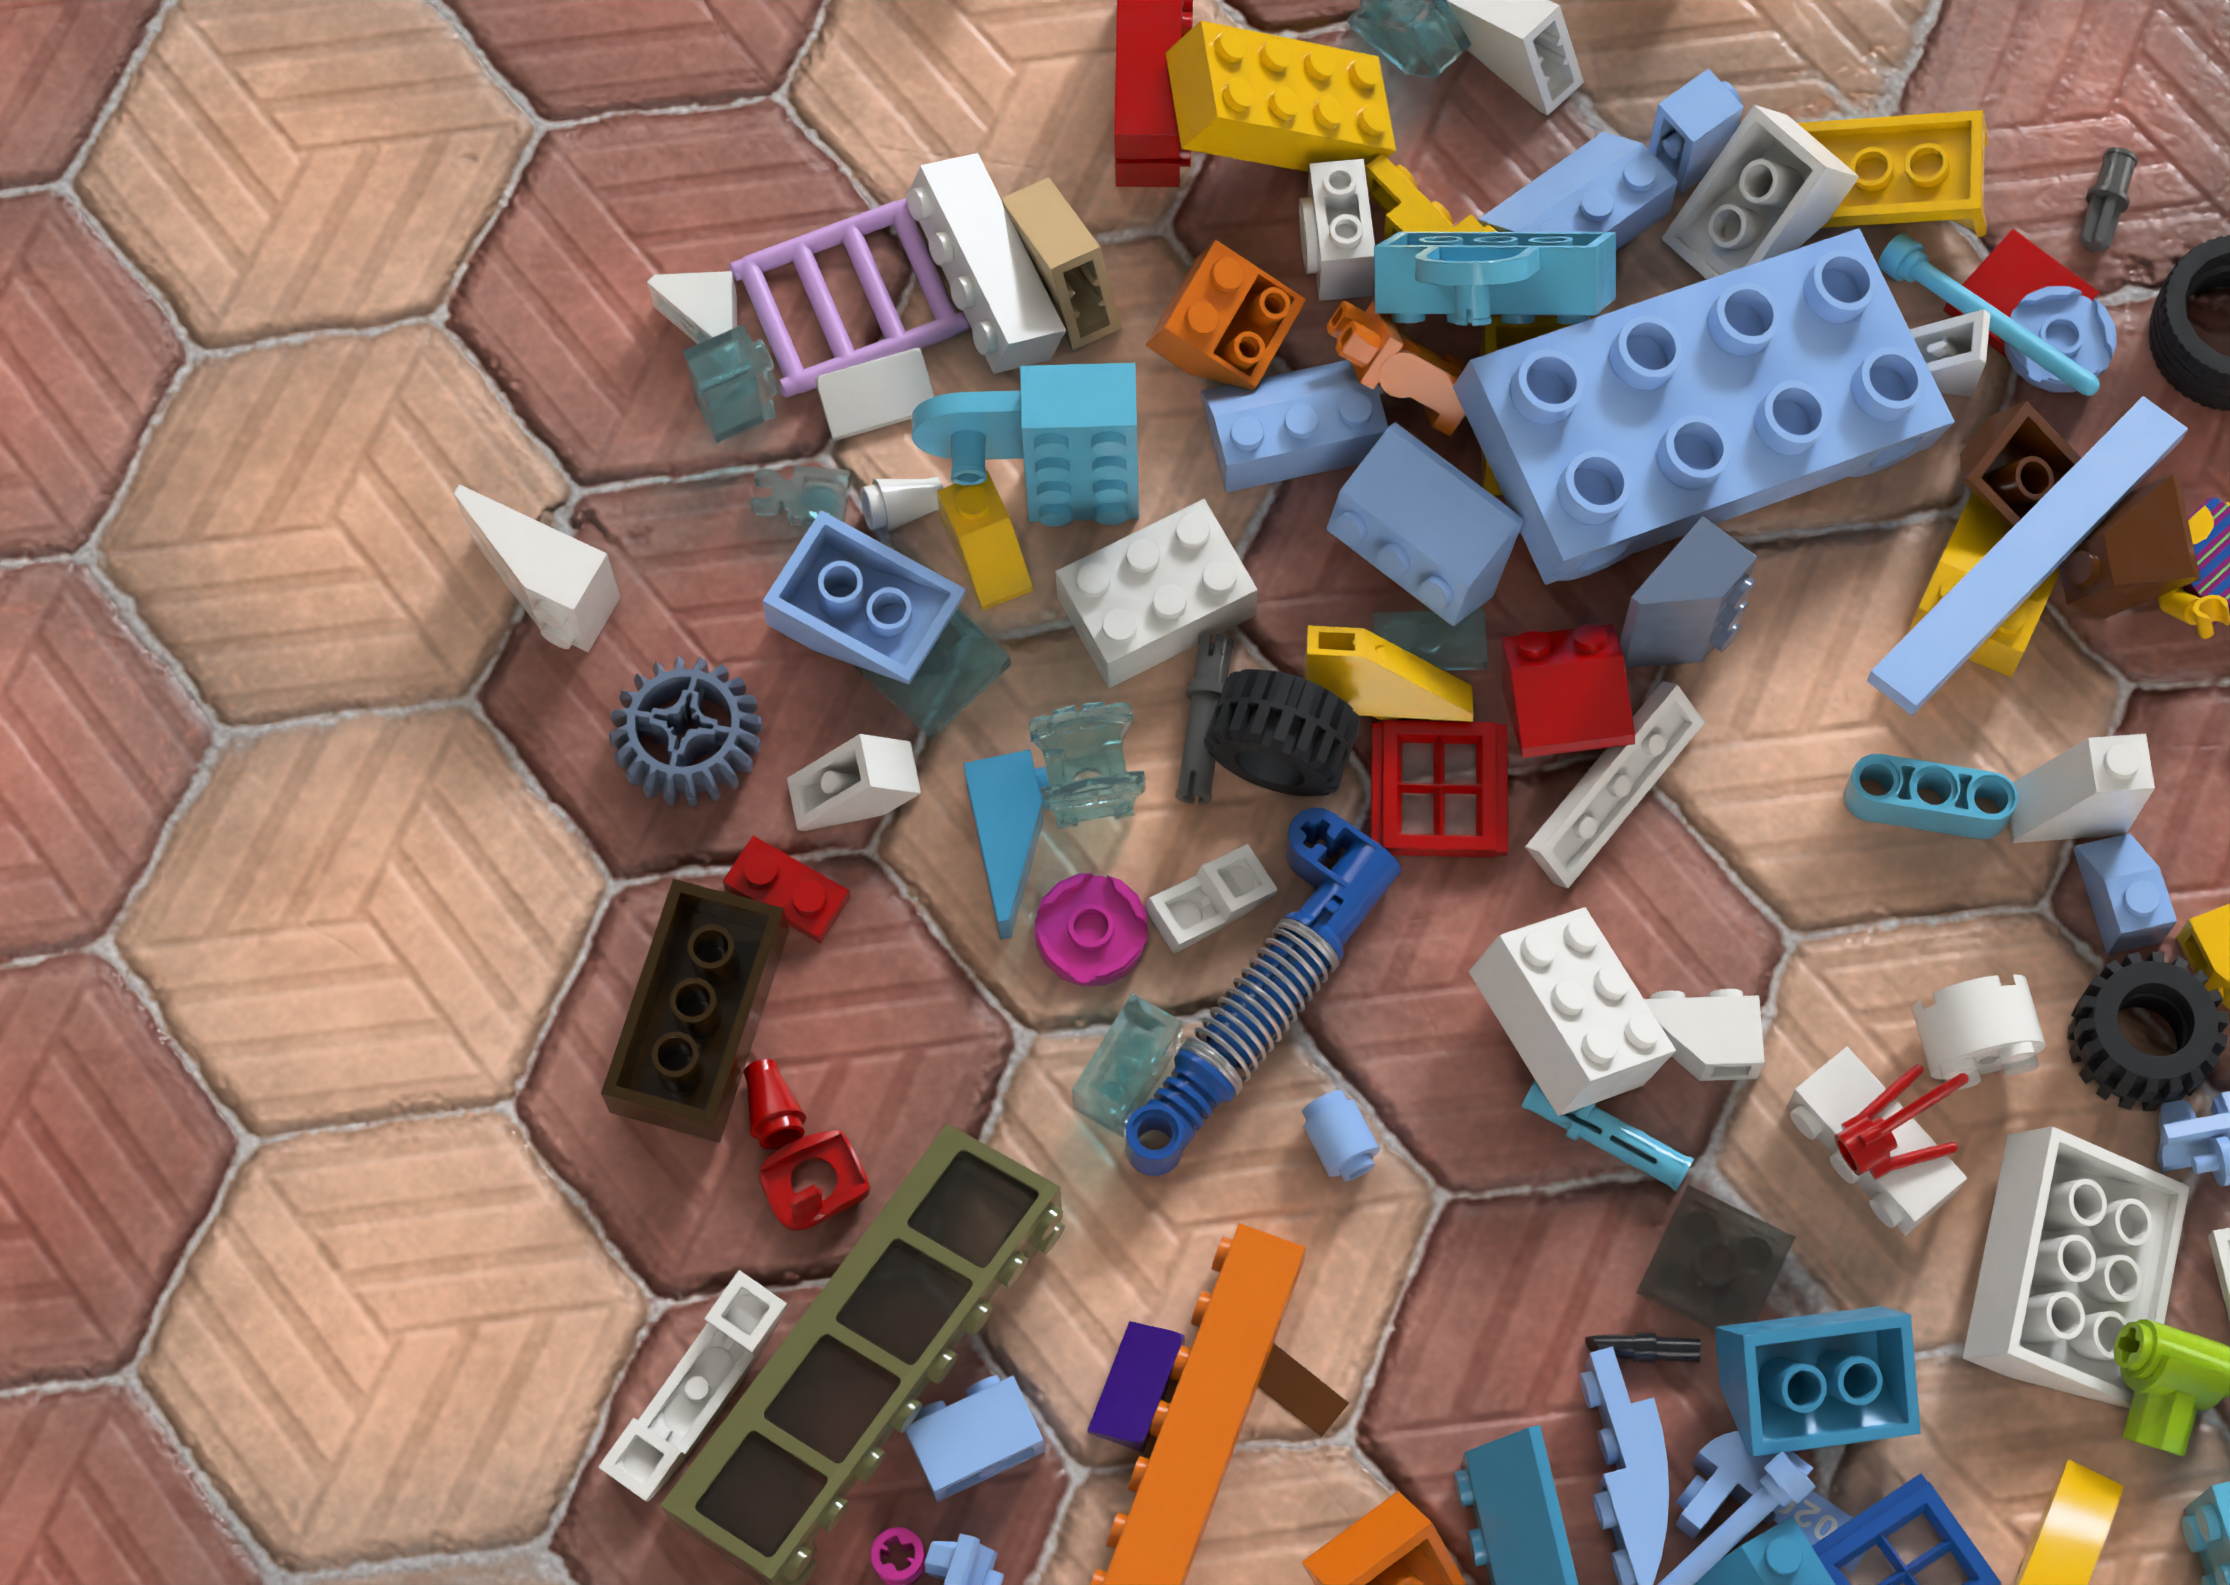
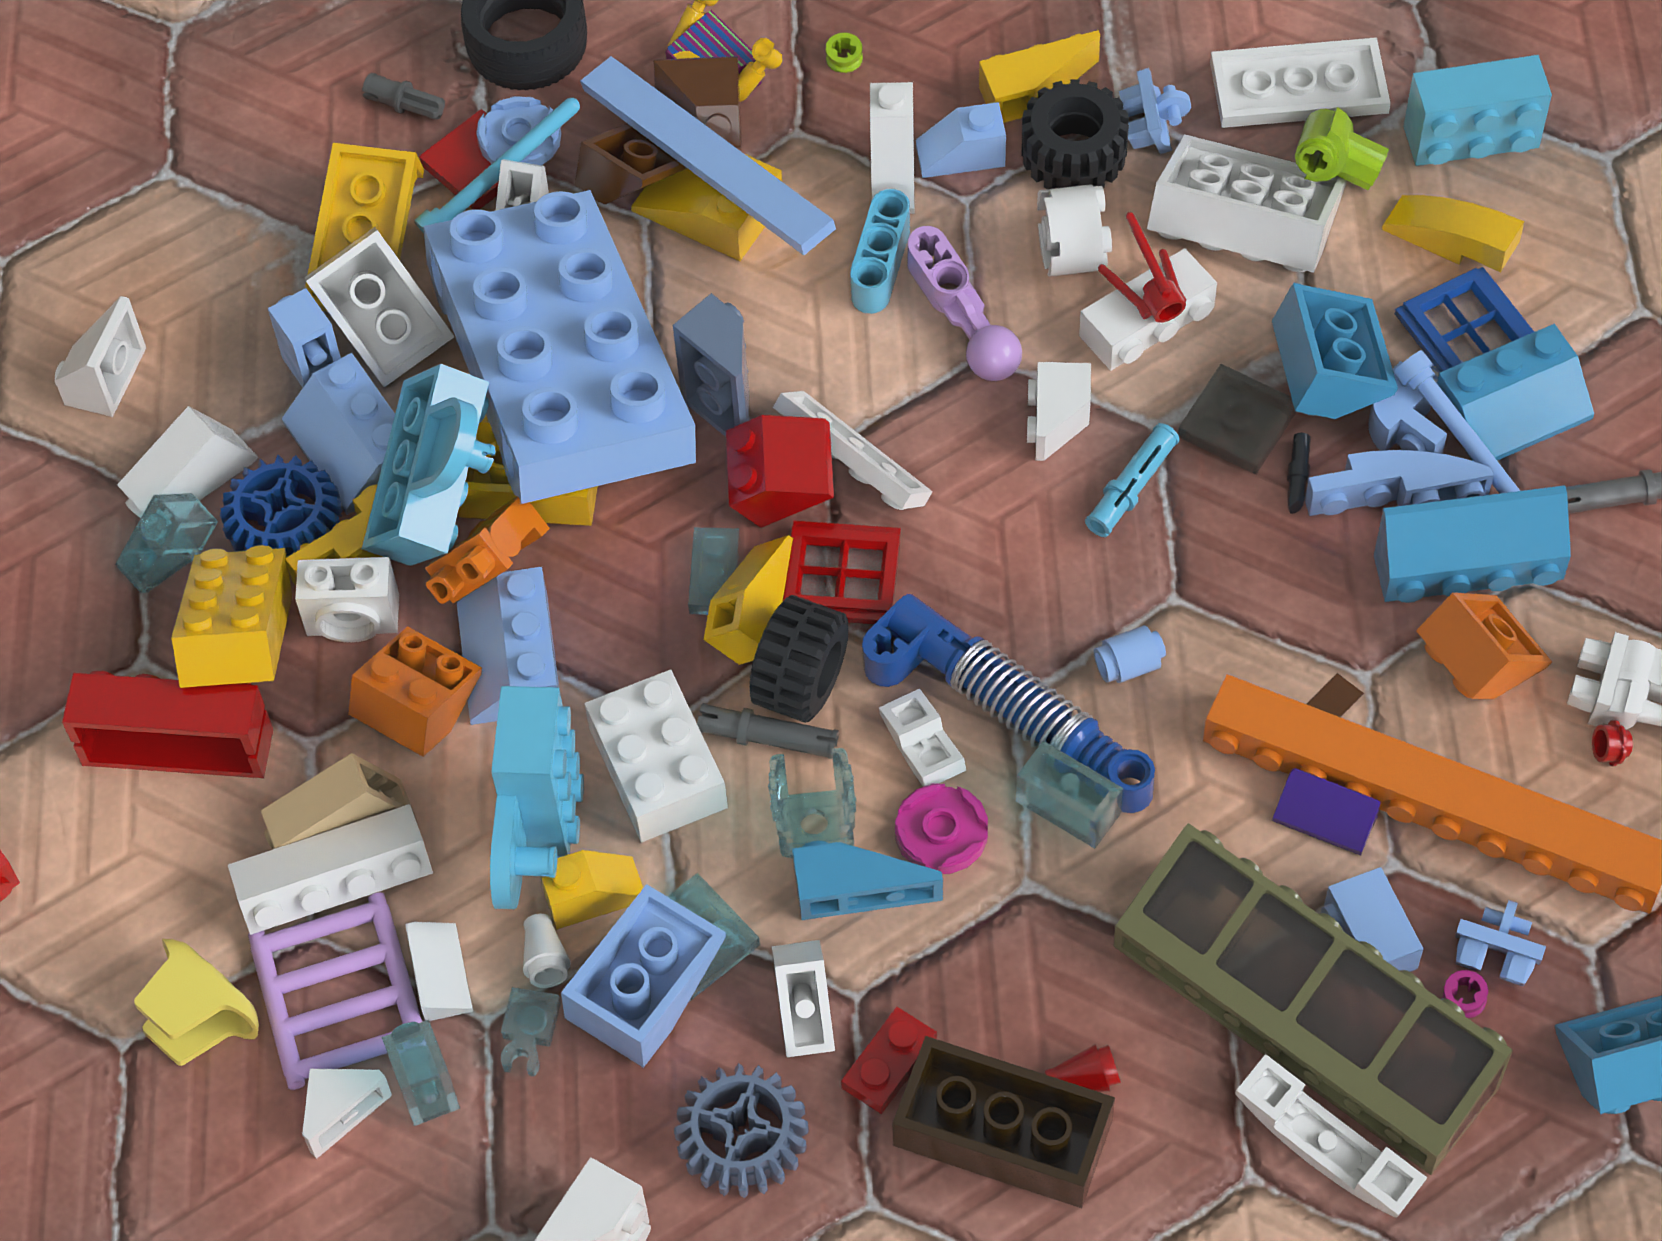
camera: 85 degrees left, 10 degrees down
(806, 1207) = (1156, 1018): red piece -> none
(813, 143) = (192, 1006): none -> light yellow piece
(1425, 525) = (628, 547): light blue slope -> none
(1499, 150) = (272, 501): none -> blue gear
(1571, 1011) = (1044, 481): white brick -> none
(1793, 948) = (992, 349): none -> lavender beam

